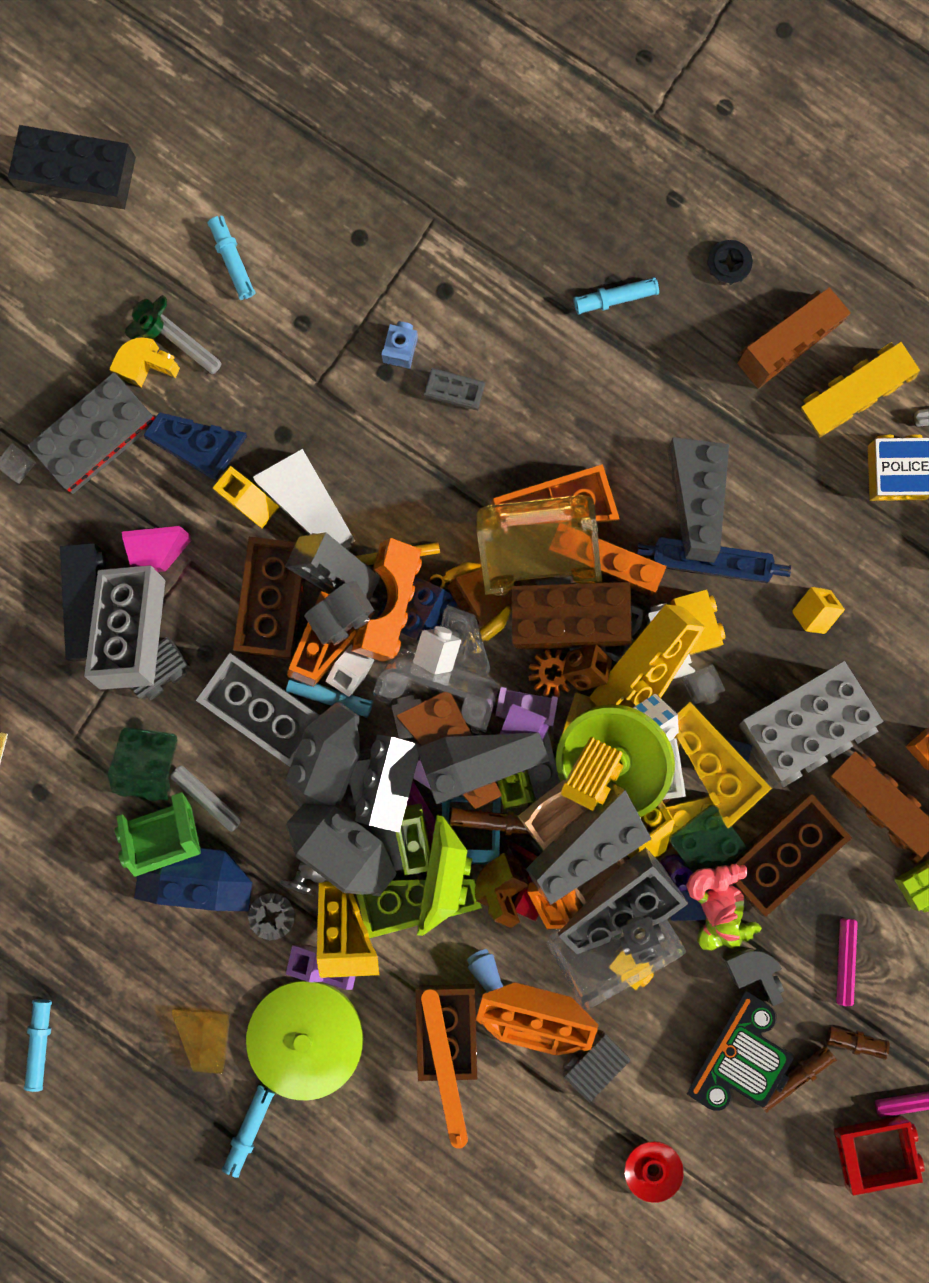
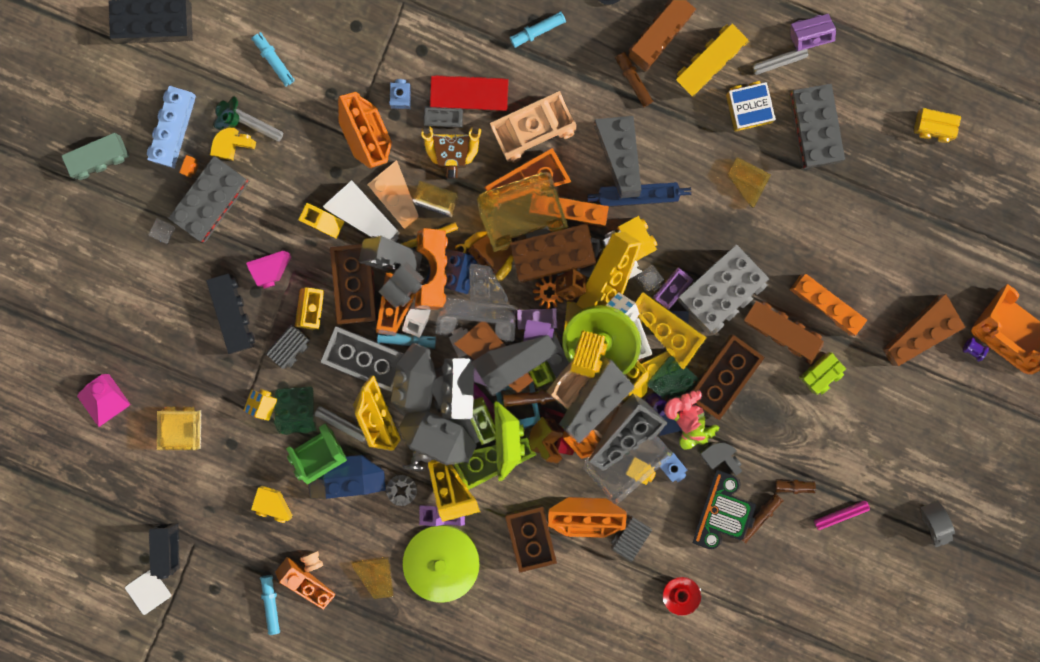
camera: 10 degrees left, 5 degrees up
(64, 320) = (171, 127): none -> light blue brick
(76, 380) = (189, 166): none -> orange plate
(77, 893) = (271, 502): none -> yellow slope
(94, 743) = (260, 404): none -> yellow brick
(94, 1024) = (303, 583): none -> orange slope
(114, 993) = (311, 561): none -> light nougat wheel
(125, 628) = (263, 324): light grey brick -> none
(198, 445) = (279, 191): dark blue wing -> none
(198, 619) = (309, 308): none -> yellow brick
(243, 1142) = (416, 636): medium azure pin -> none
(256, 799) = (375, 417): none -> yellow wedge
(336, 382) = (364, 130): none -> orange wedge
(359, 482) = (394, 194): none -> light nougat wing
(417, 501) = (435, 199): none -> clear yellow piece
(437, 650) = (470, 295): white brick -> none
(444, 1068) = (534, 560): orange piece -> none
(456, 438) = (451, 150): none -> torso
(484, 969) = (546, 493): medium blue cone -> none
(499, 362) = (469, 92): none -> red brick
(580, 429) = (533, 126): none -> light nougat piece
(646, 948) = (646, 457): flat silver brick -> none
(687, 985) = (679, 474): none -> medium blue brick
(735, 706) = (672, 288): none -> medium lavender brick
(736, 384) = (630, 73): none -> reddish brown pin
(818, 610) = (714, 213): yellow panel -> none
(846, 962) = (778, 437): dark pink axle -> none
(849, 1163) = (803, 560): red window -> none
(877, 574) = (748, 180): none -> clear yellow wing

